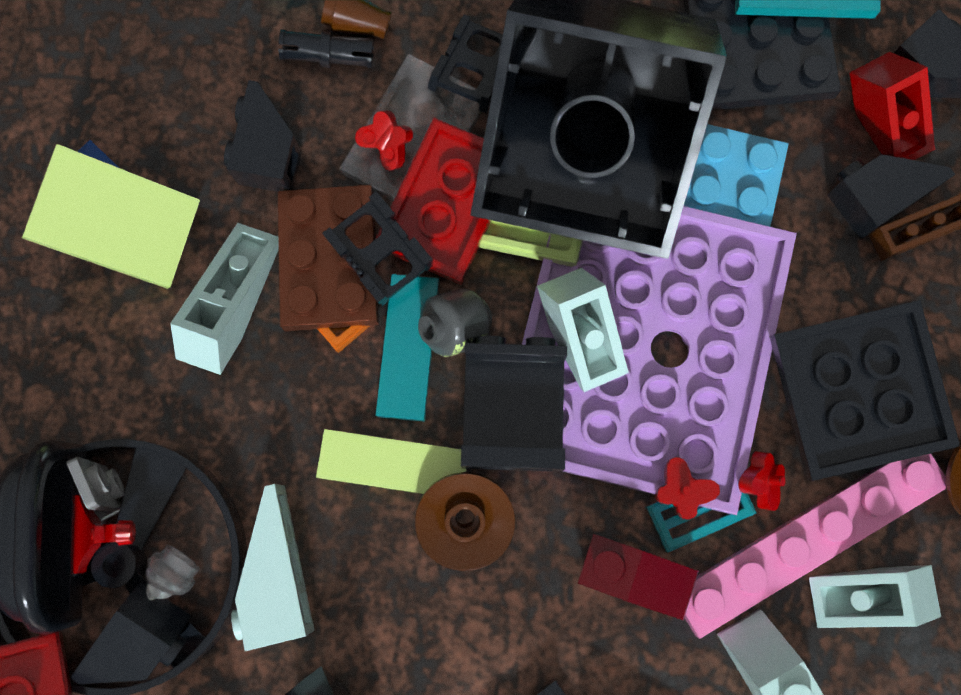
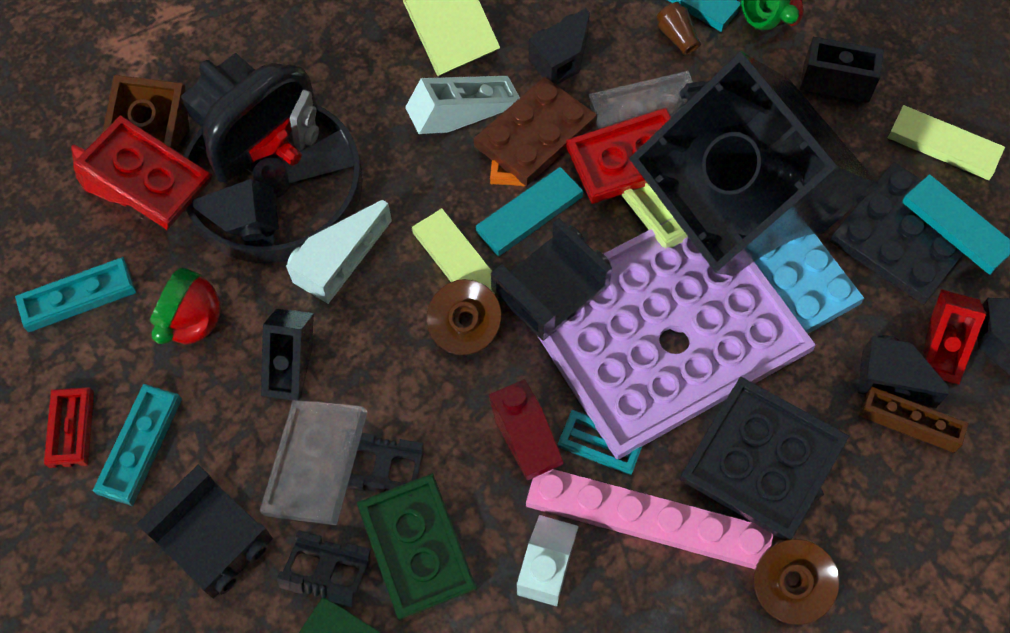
camera: 45 degrees right, 15 degrees down
(170, 573) = (291, 194): clear plate -> none
(326, 48) = (645, 32): black pin -> none
(366, 259) = (551, 141): black piece -> none
(387, 138) = (629, 96): red piece -> none
(453, 321) = (570, 208): dark grey head -> none
(584, 322) = (631, 274): light aqua slope -> none
(684, 490) = (600, 411): red piece -> none
(764, 480) = (655, 456): red piece -> none
(875, 597) = (654, 580): light aqua slope -> none

